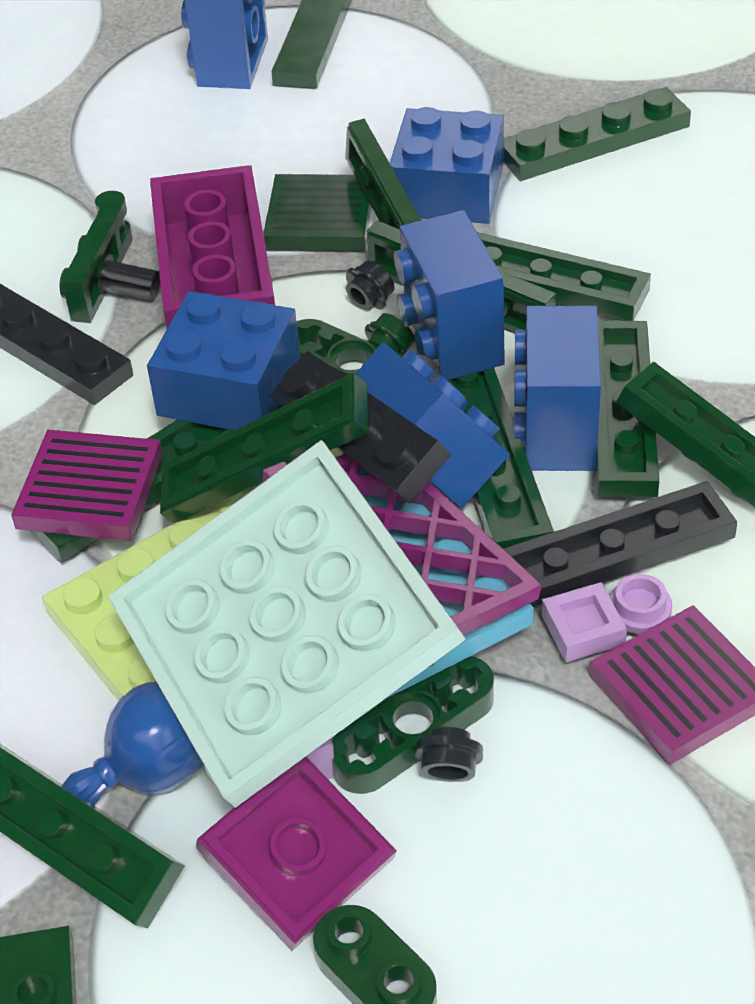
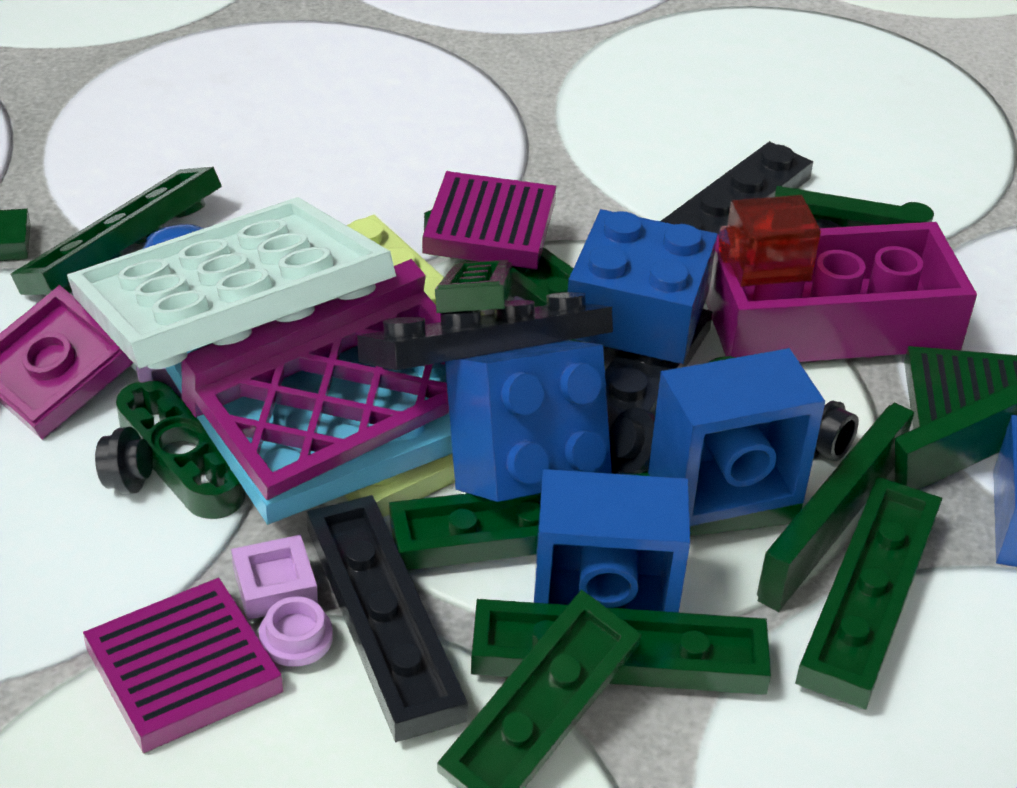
camera: 85 degrees right, 5 degrees down
(207, 253) = (770, 240): none -> clear red brick

